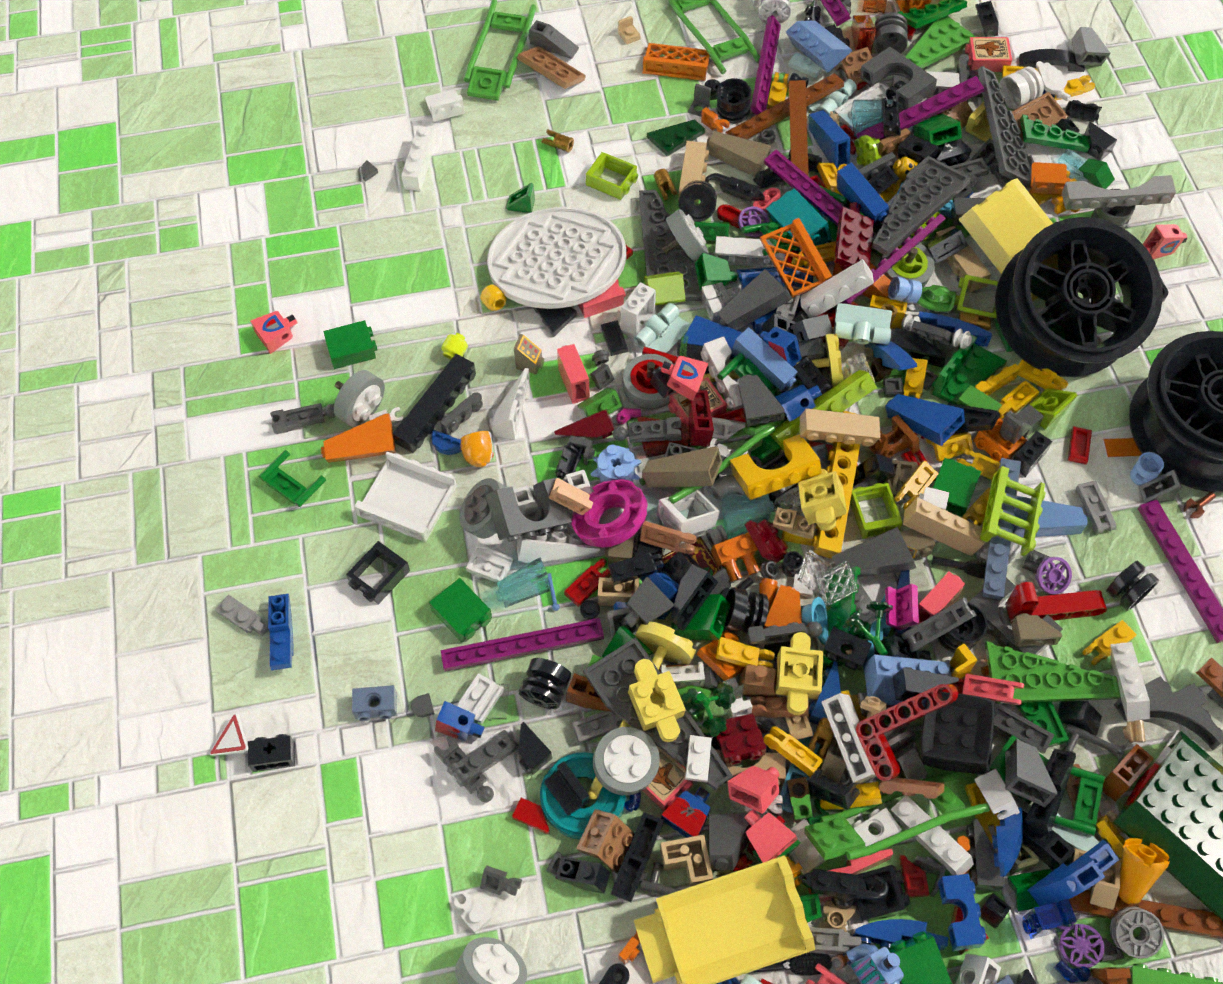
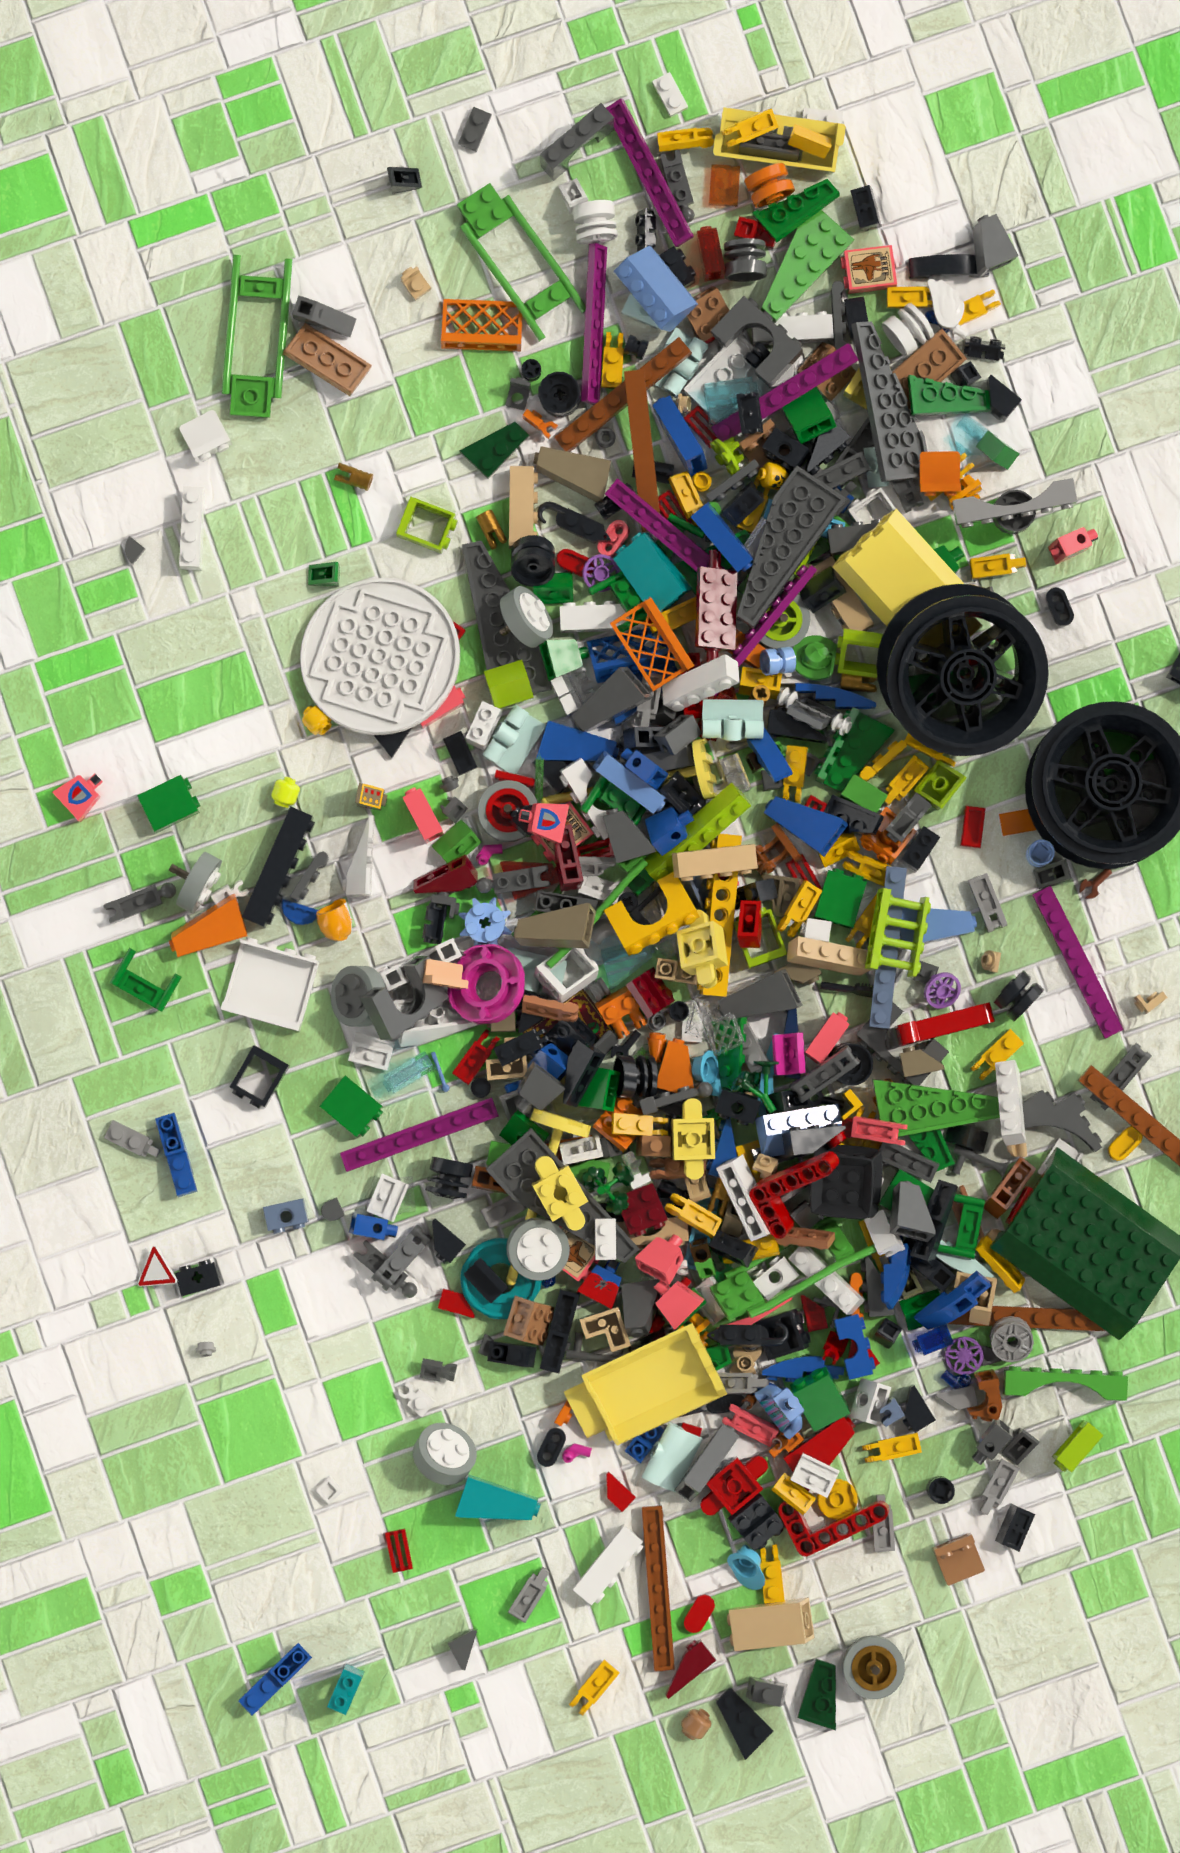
camera: 10 degrees left, 25 degrees up
(260, 826) = (205, 1349): none -> light grey plate
(868, 489) = (749, 924): none -> red slope
(937, 914) = (834, 1347): none -> red plate
(994, 176) = (873, 475): none -> light aqua plate
(1100, 557) = (990, 961): none -> tan plate
(1140, 869) = (1012, 1286): light orange cone -> none

